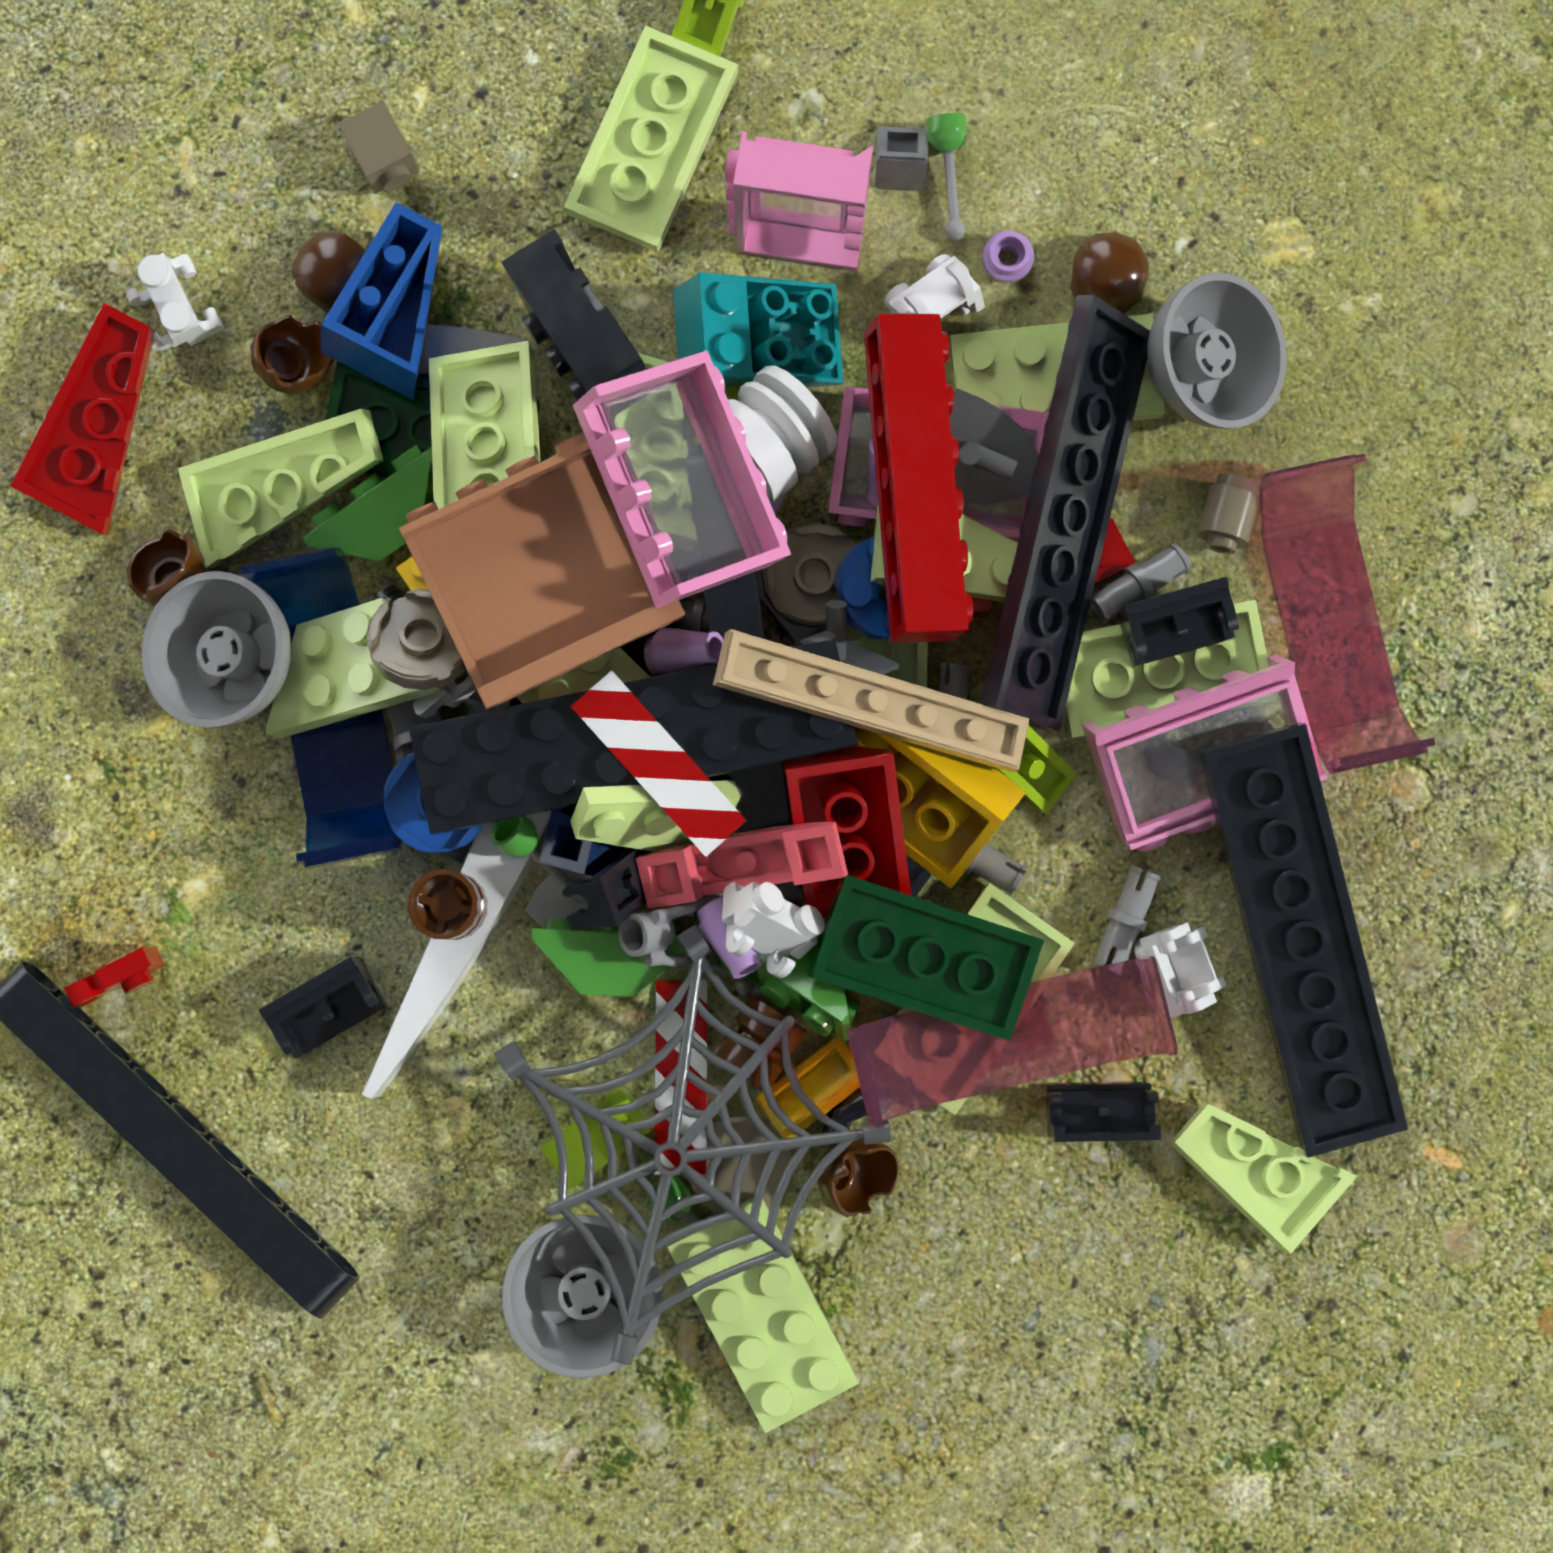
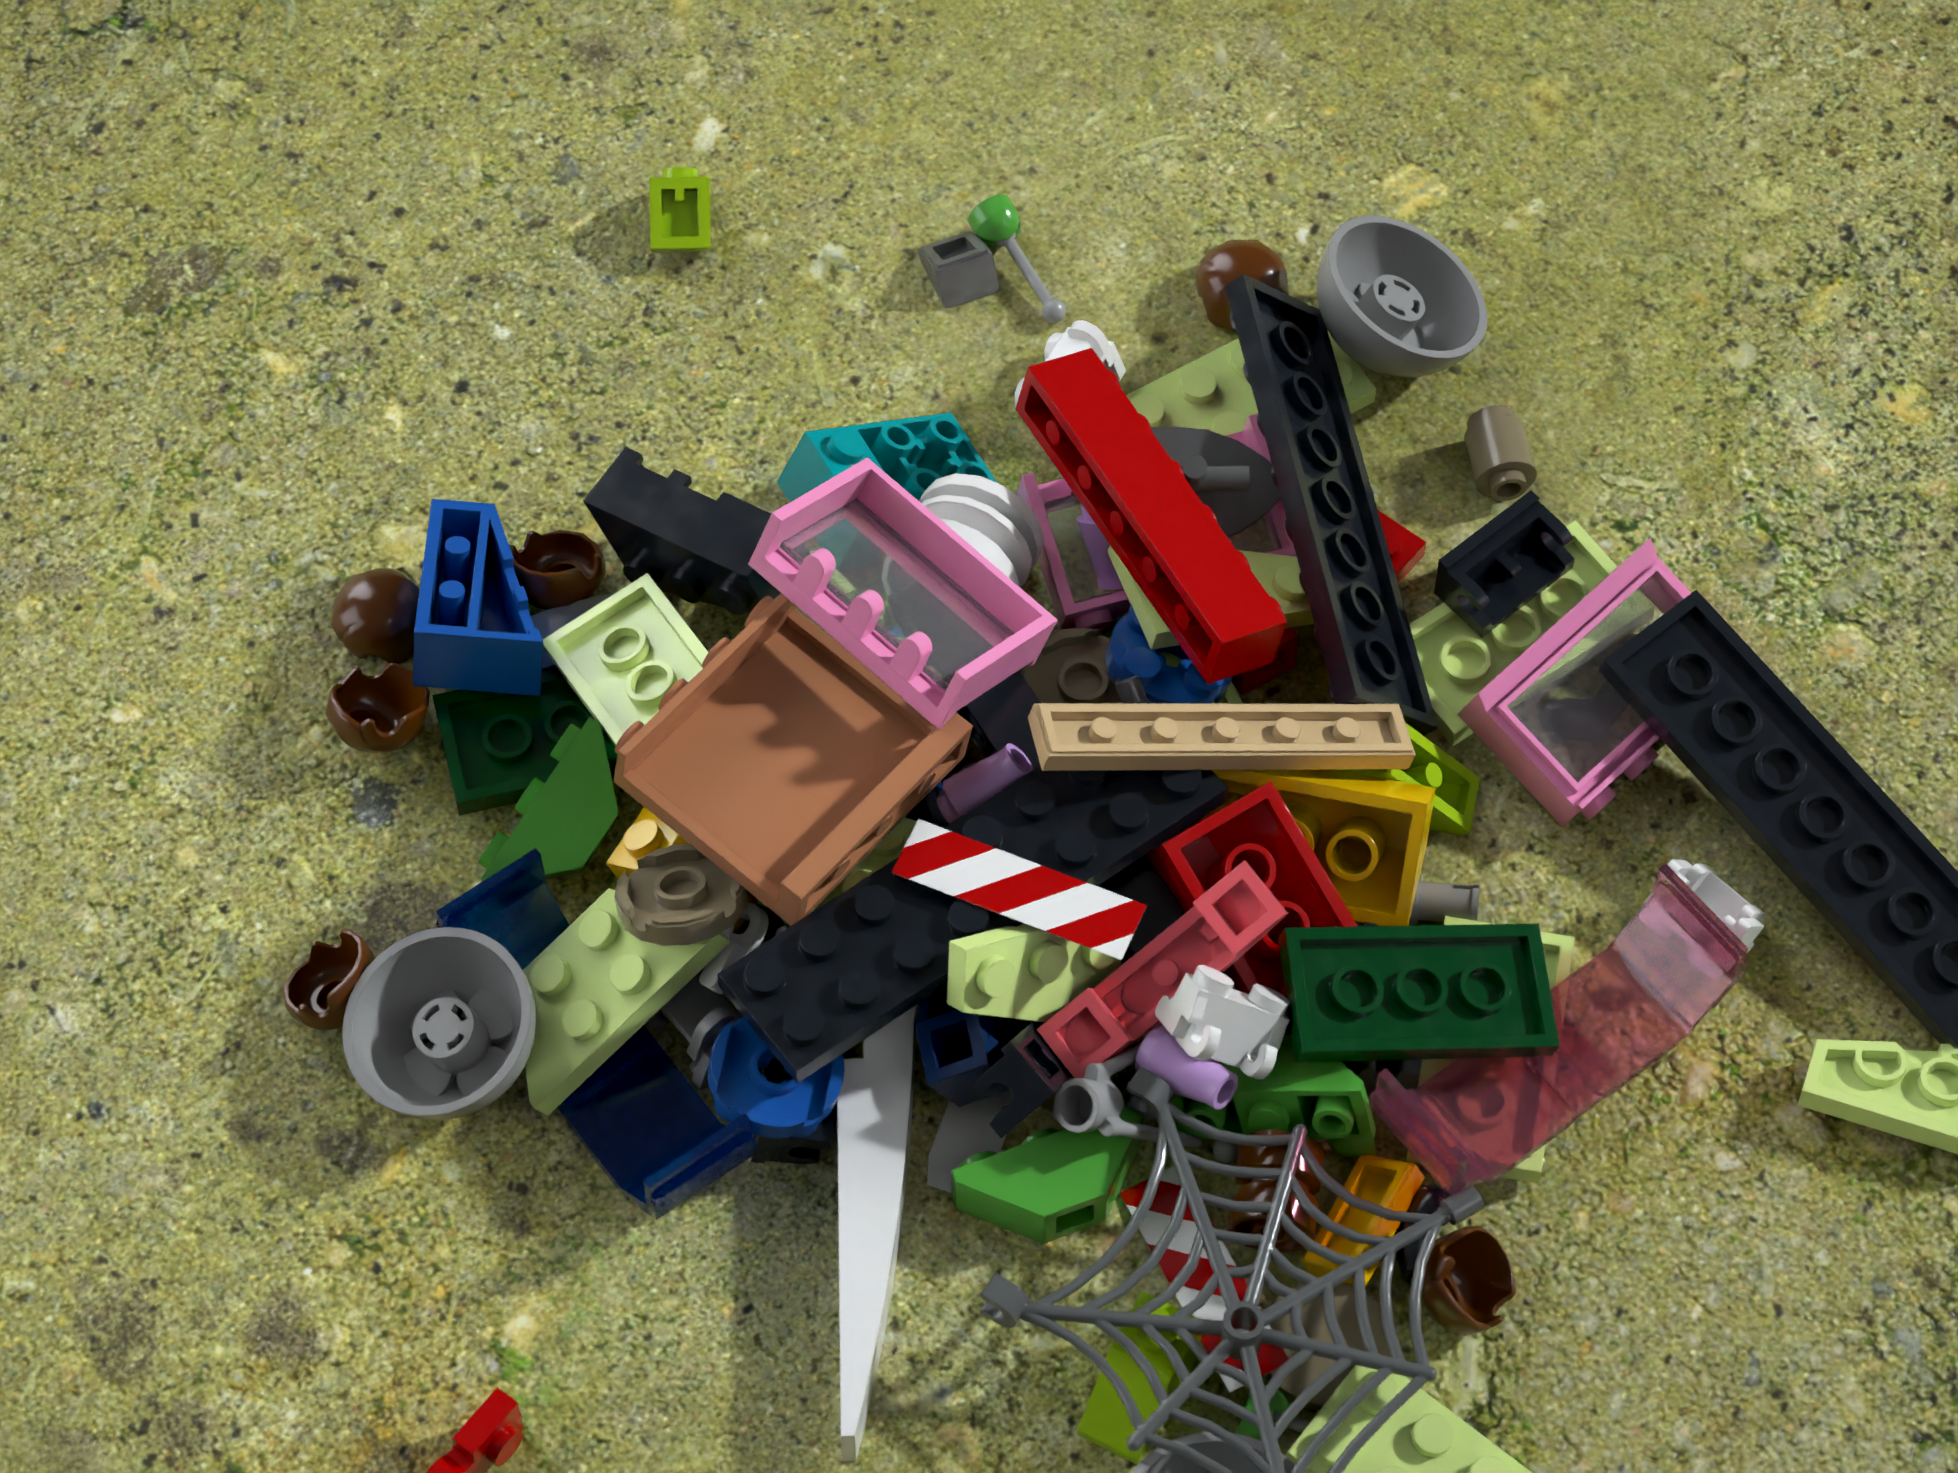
camera: 25 degrees left, 25 degrees down
(88, 428) = (170, 885): red wing -> none
(175, 311) = (211, 713): white piece -> none
(268, 483) = (414, 843): yellowish green wing -> none
(323, 1007) = (743, 1377): black hinge -> none
(379, 148) = (377, 472): dark tan brick -> none
(447, 905) = (846, 1165): reddish brown wheel -> none
(474, 293) = (558, 568): none -> reddish brown hair
(518, 839) = (890, 1072): bright green hinge -> none
(651, 139) = (677, 350): yellowish green plate -> none
(797, 201) = (881, 317): bright pink window -> none
(1012, 242) = (1125, 297): lavender plate -> none
(1102, 1112) = (1706, 1107): black hinge -> none
(1127, 916) = (1617, 889): light grey pin -> none
(1140, 582) = (1419, 584): light grey pin -> none
(1332, 616) = (1646, 490): clear pink windscreen -> none

